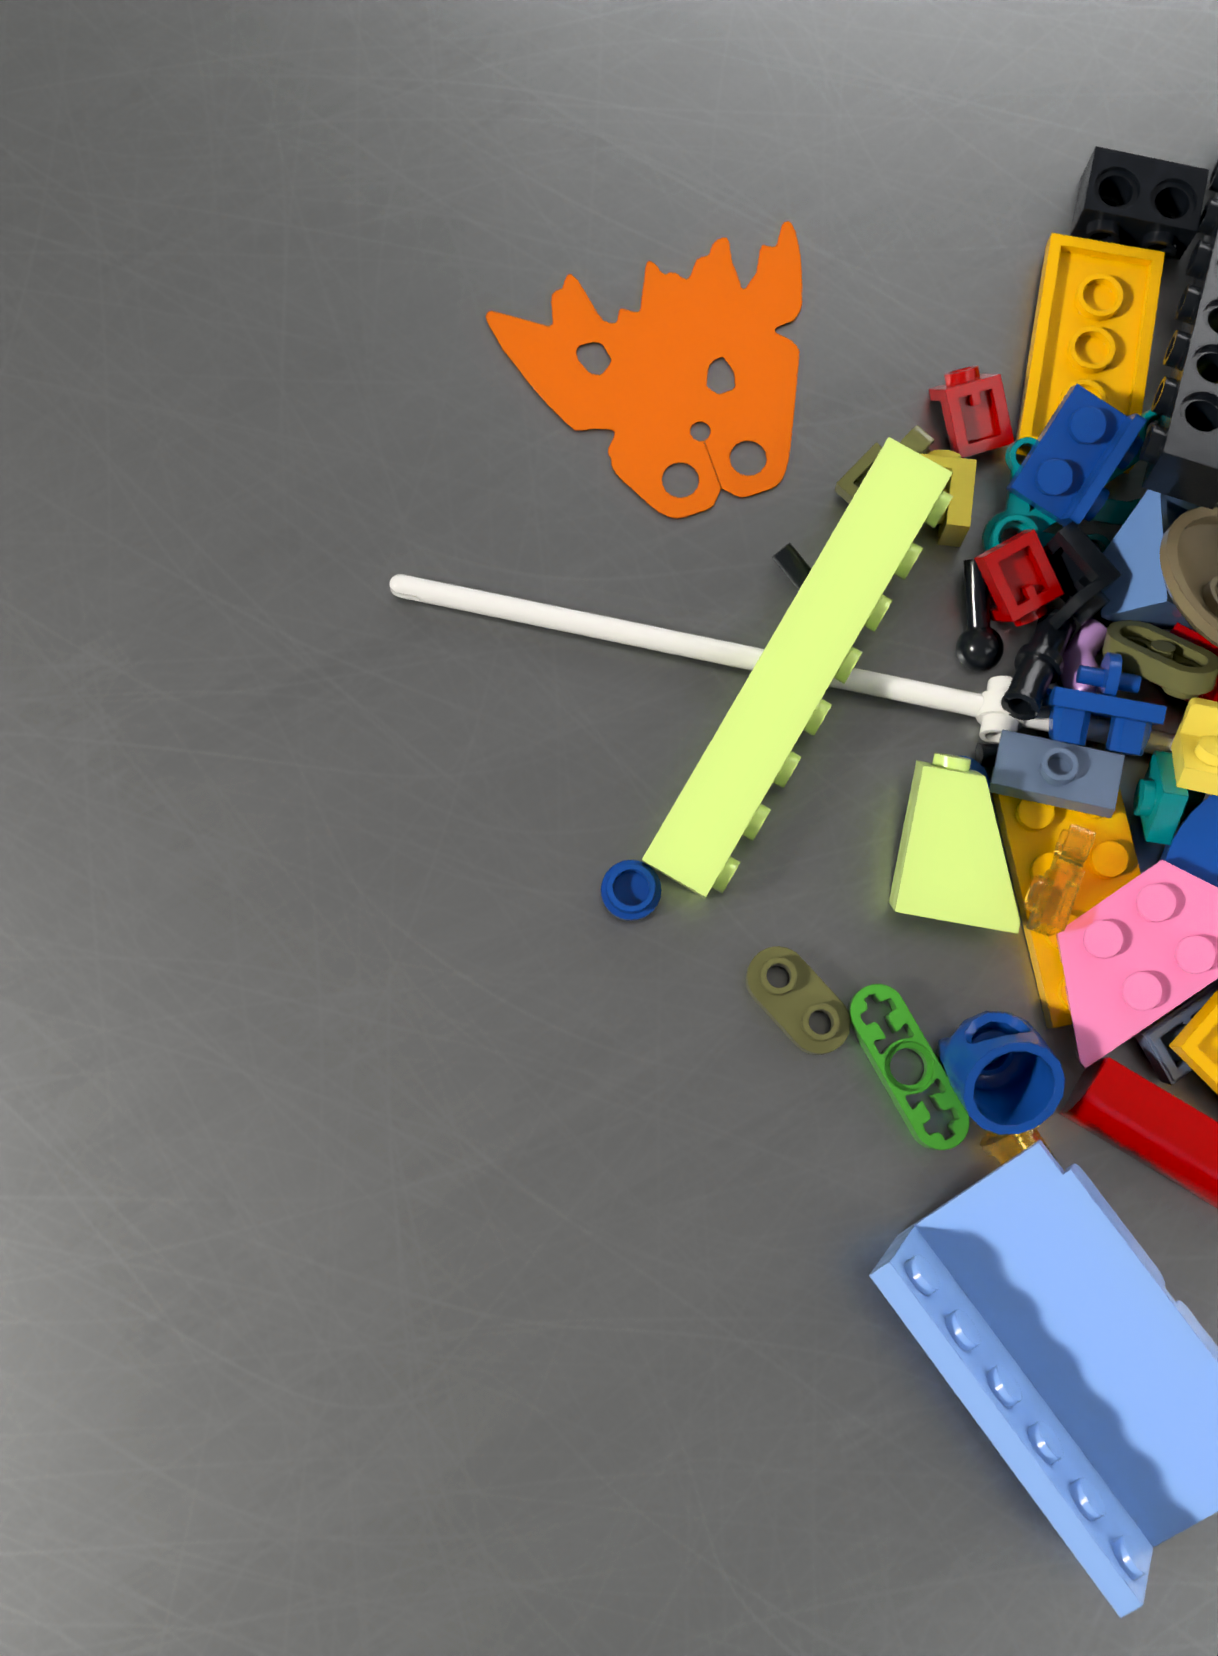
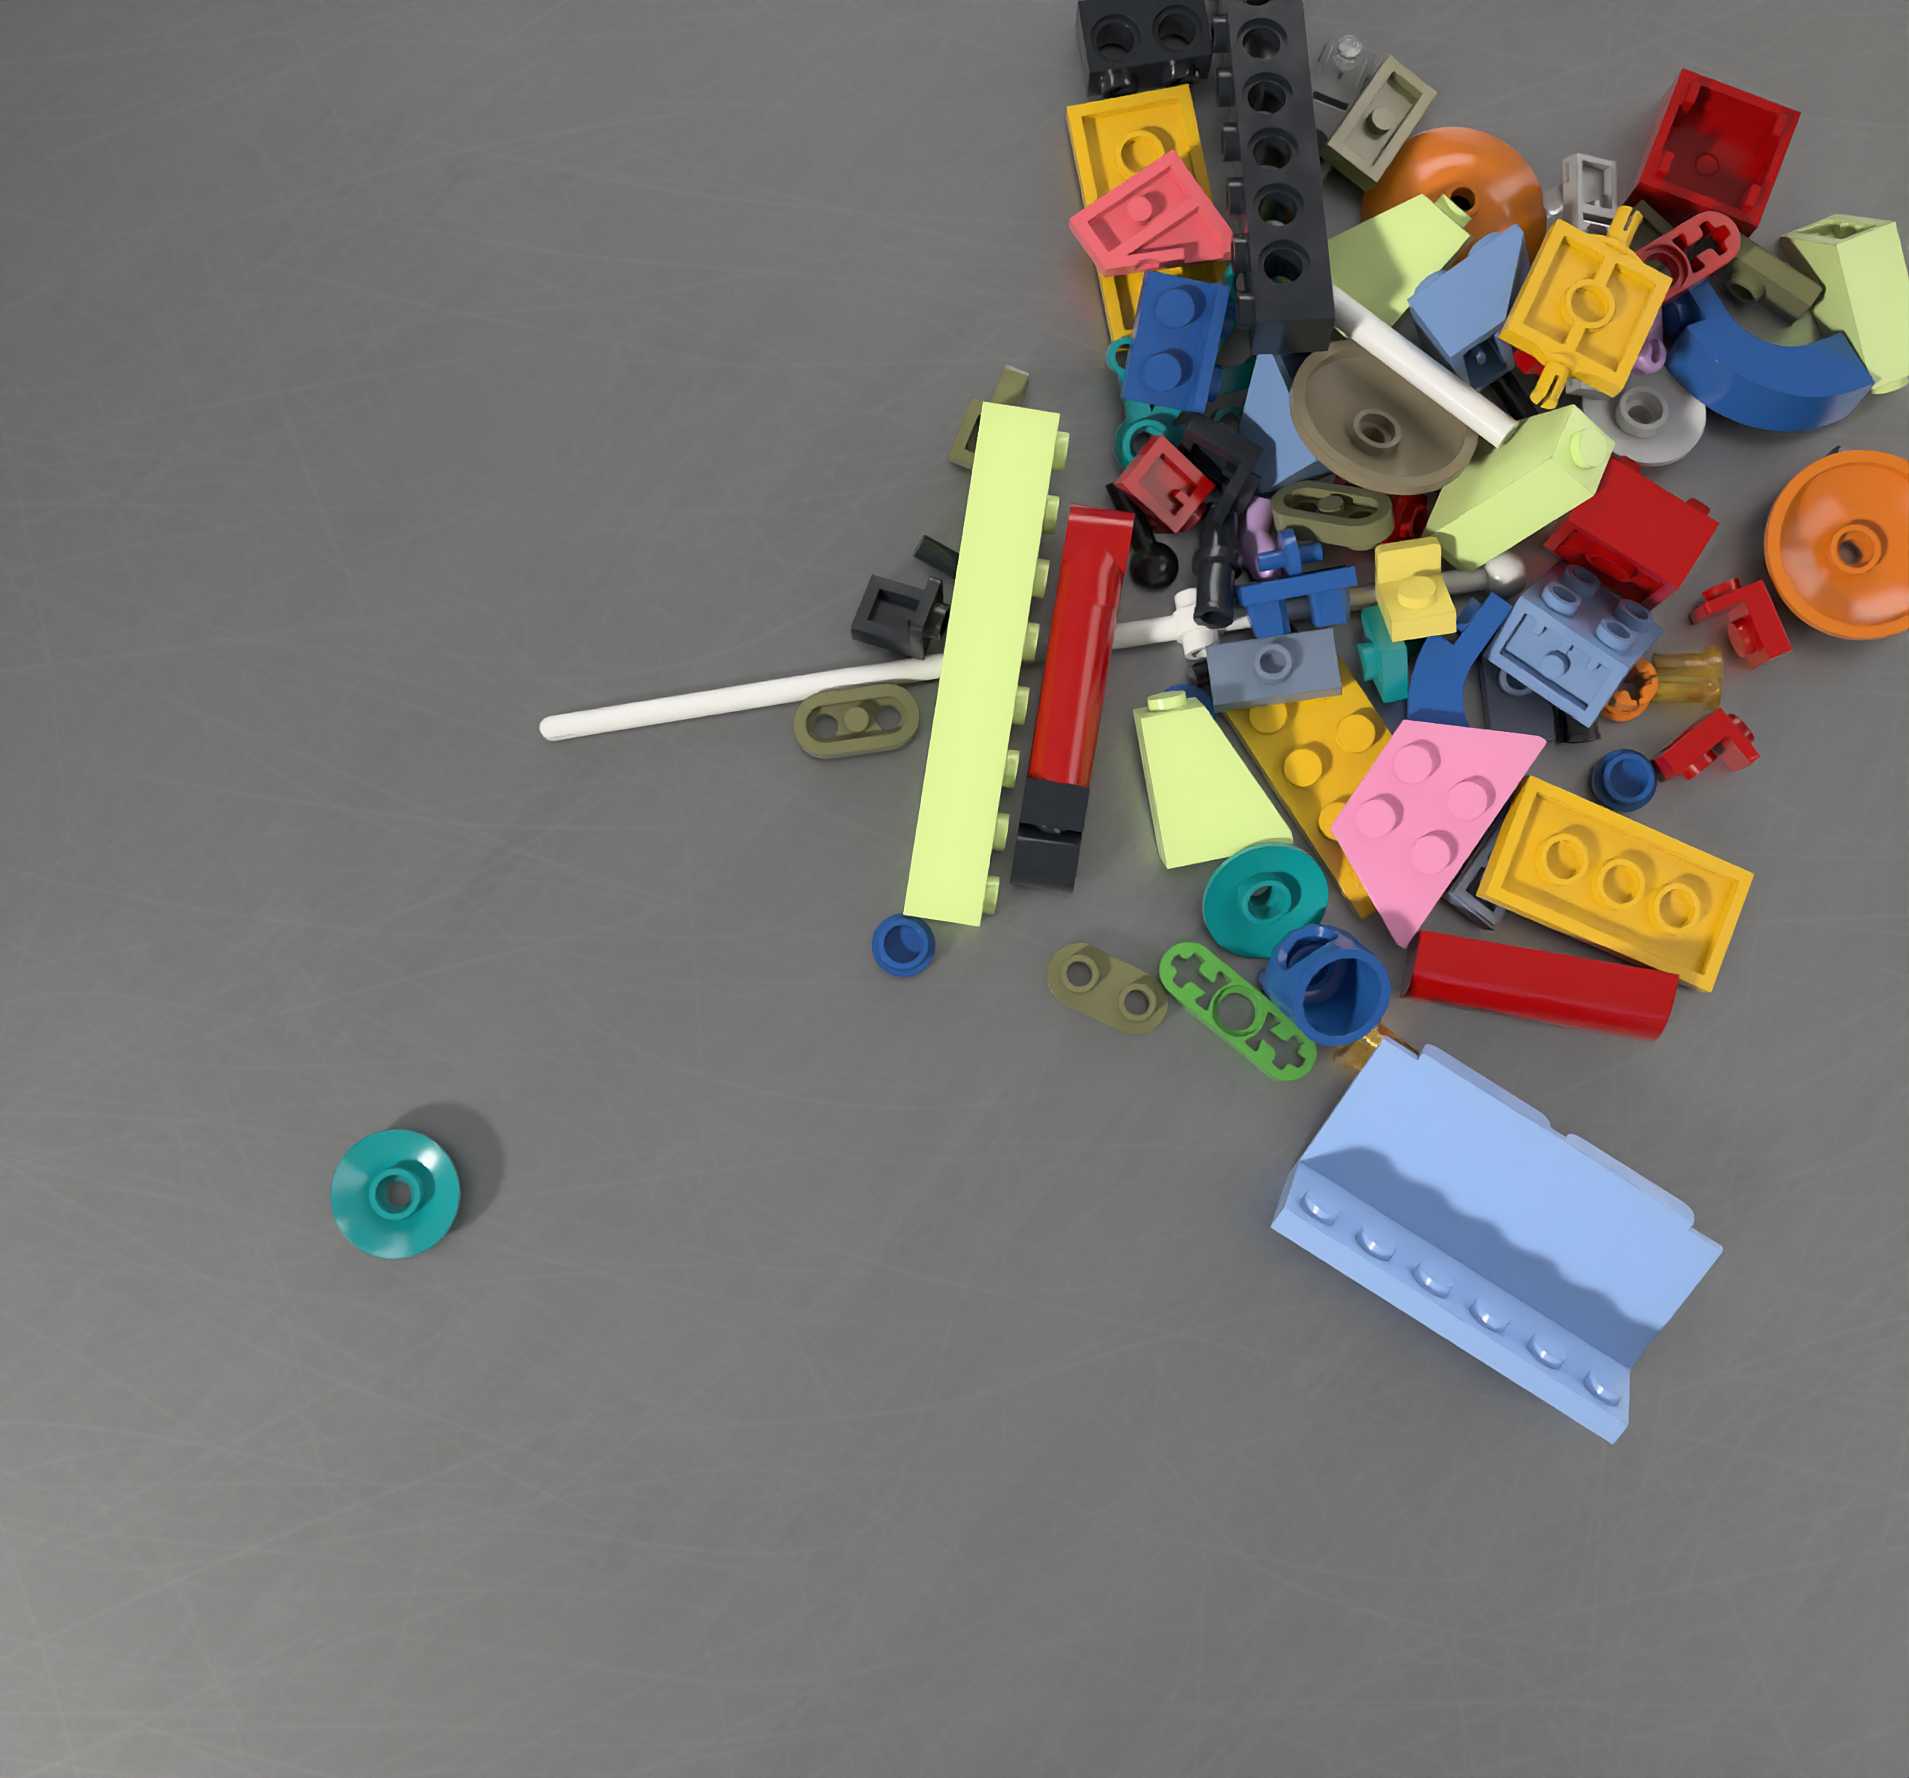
camera: 20 degrees left, 5 degrees up
(67, 924) = (363, 1200): none -> teal dish
(662, 367) = (723, 396): orange piece -> none
(668, 674) = (856, 718): none -> olive plate
(742, 603) = (901, 616): none -> black bracket
(865, 729) = (1071, 697): none -> red piece
(957, 516) = (1069, 402): light yellow bracket -> none
(974, 411) = (1057, 326): red bracket -> none
(997, 984) = (1255, 924): none -> teal dish
(1054, 894) = (1313, 792): clear yellow plate -> none
(1093, 346) = (1153, 223): none -> coral wing

